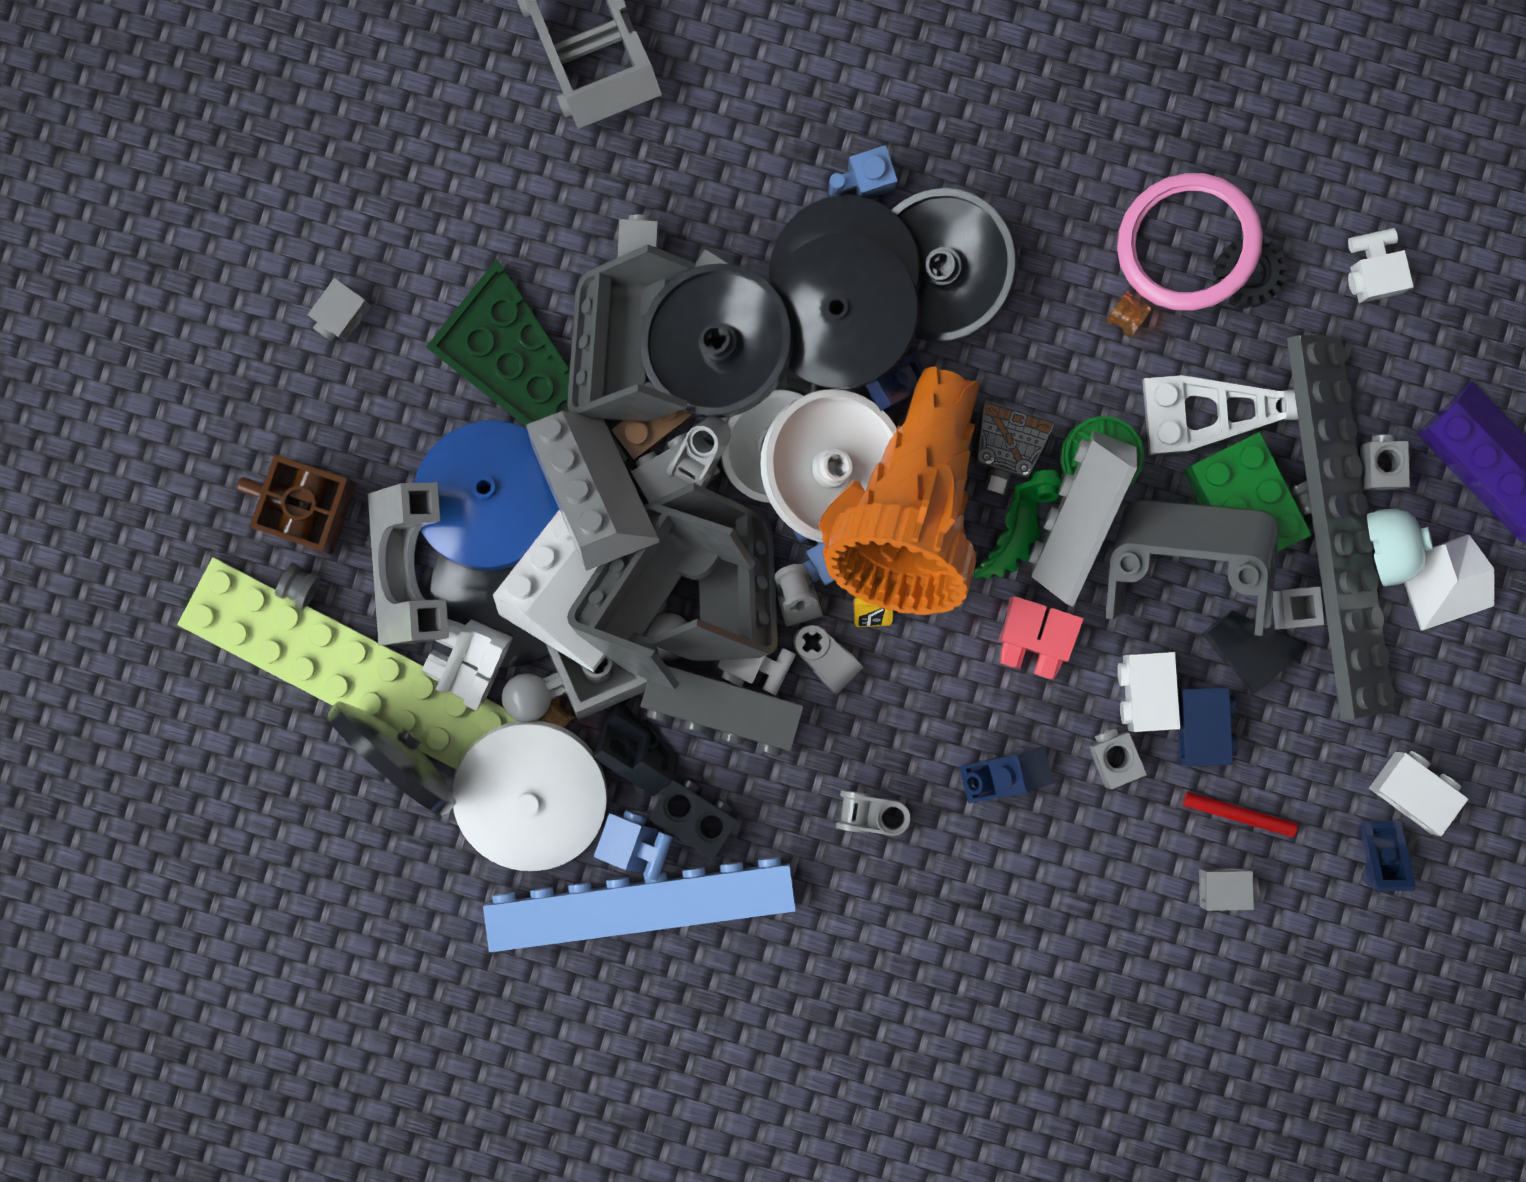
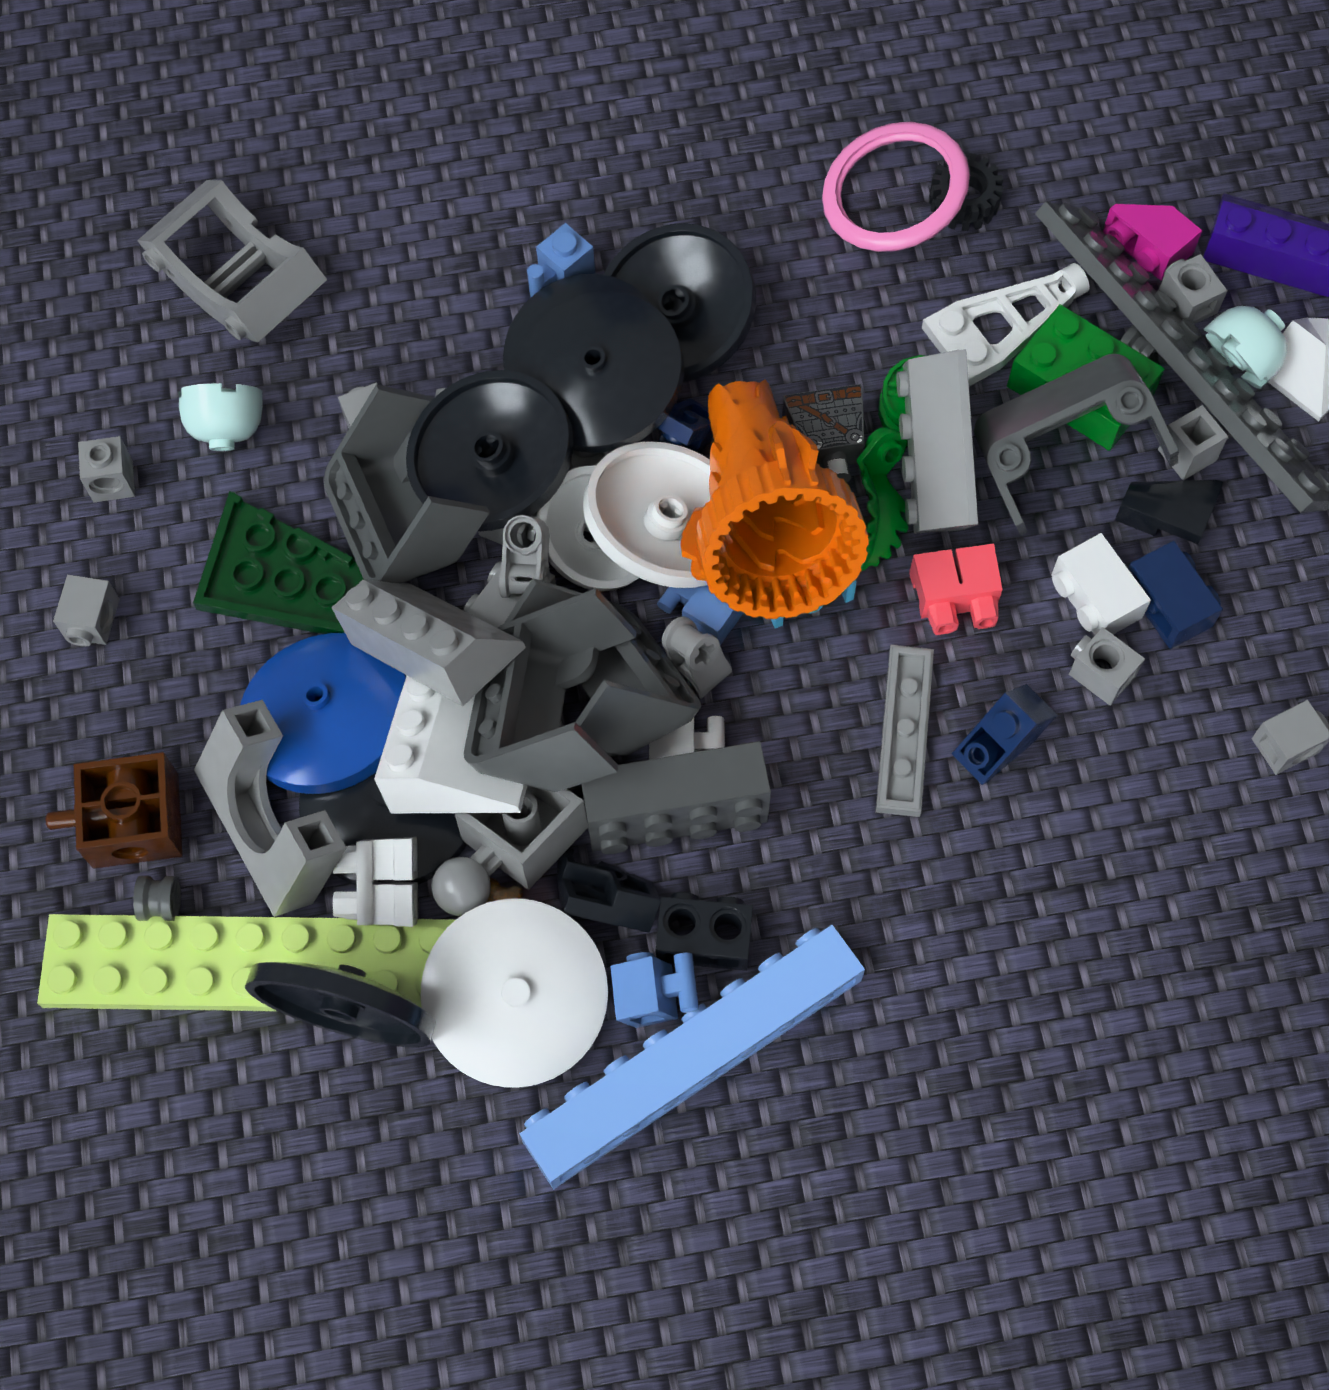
camera: 25 degrees left, 20 degrees down
(405, 188) = (106, 469): none -> light grey brick
(518, 184) = (220, 413): none -> light aqua cylinder
(641, 436) = (465, 577): medium nougat plate -> none
(830, 662) = (759, 708): light grey piece -> none
(869, 814) = (887, 839): light grey piece -> none
(870, 615) = (779, 642): slope -> none
(933, 729) = (904, 731): none -> light grey tile
(1128, 314) = (875, 272): clear orange wheel -> none
(1240, 814) = (1258, 664): red bar -> none
(1381, 273) = (1082, 141): white brick -> none
(1384, 397) = (1153, 234): none -> dark pink slope

